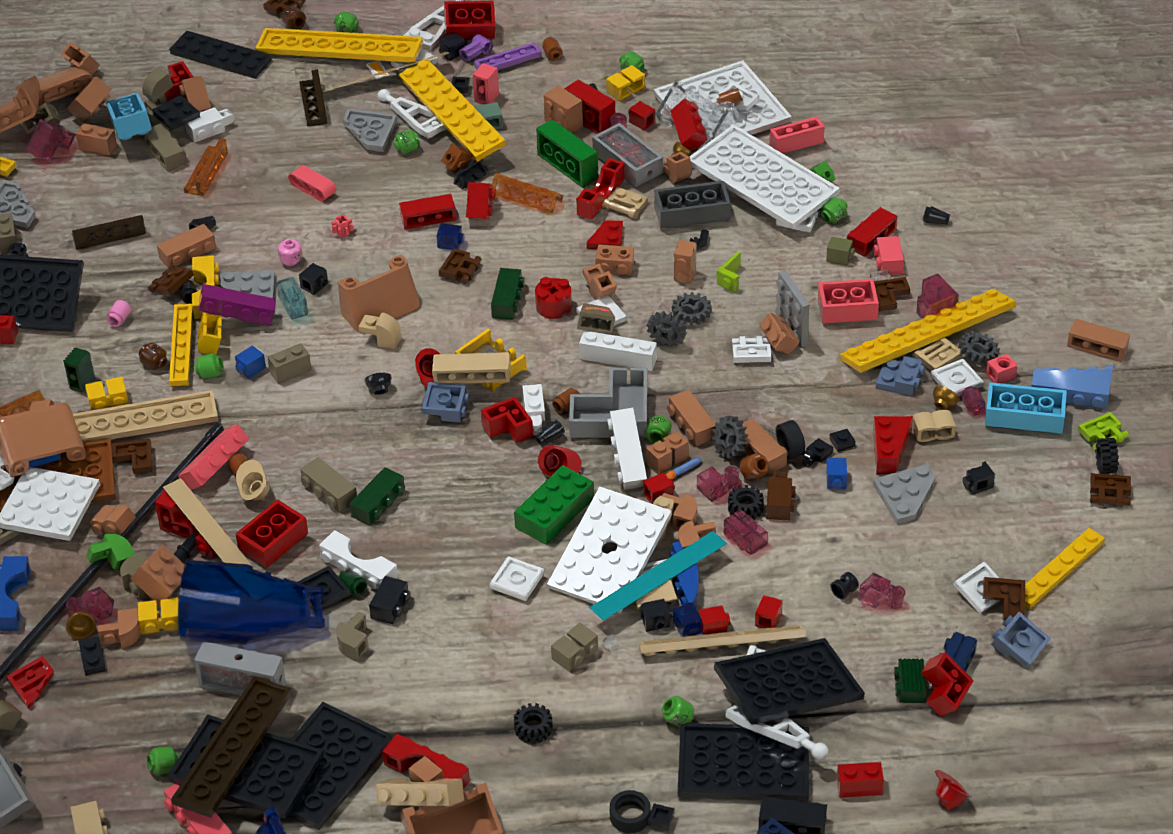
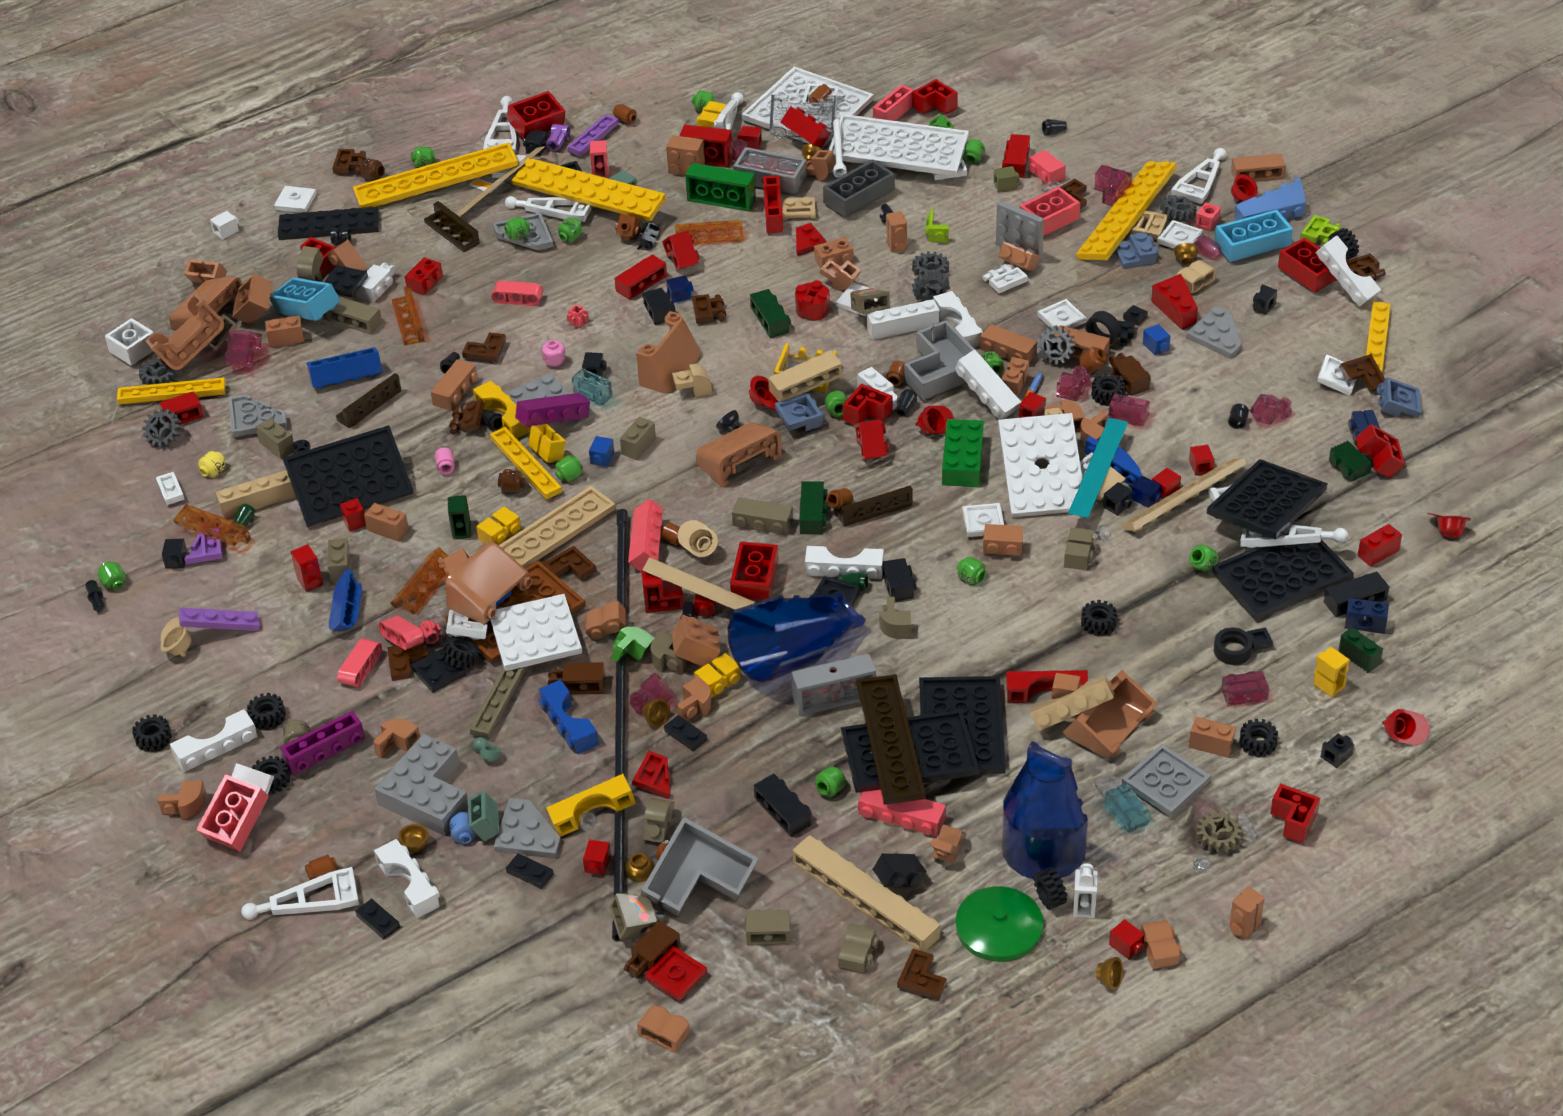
camera: 30 degrees left, 0 degrees up
(24, 348) = (386, 522): none -> nougat brick
(51, 563) = (581, 677): none -> reddish brown brick
(106, 761) = (782, 804): none -> black brick
(111, 192) = (344, 367): none -> blue brick
(135, 22) = (224, 225): none -> white brick
(213, 21) = (295, 199): none -> white plate
(216, 70) = (339, 236): none -> black wheel
(242, 227) = (485, 351): none -> reddish brown plate
(250, 135) = (424, 276): none -> red brick
(358, 122) = (517, 228): none -> bright green head
(361, 409) = (724, 453): none -> nougat windscreen
(406, 498) = (839, 498): none -> dark orange brick
(418, 245) = (657, 304): none -> black brick
(434, 520) = (875, 506): none -> dark brown fence
(461, 622) = (971, 570): none -> bright green head
(481, 452) = (871, 439): none -> red brick
(484, 401) = (834, 403): none -> bright green head
(512, 606) = (1003, 539): none -> nougat brick
(616, 91) = (727, 116): none -> white plate
(670, 358) = (952, 310): none -> white arch
(685, 177) = (839, 169): none -> white piece
(769, 409) = (1062, 314): none -> white plate
(842, 140) = (935, 95): none -> red brick
(1014, 342) = (1197, 193): none -> white plate
(1054, 462) = (1304, 265): none -> red brick
(1060, 355) = (1243, 188): none -> red piece
(1082, 508) = (1334, 257): none -> white arch

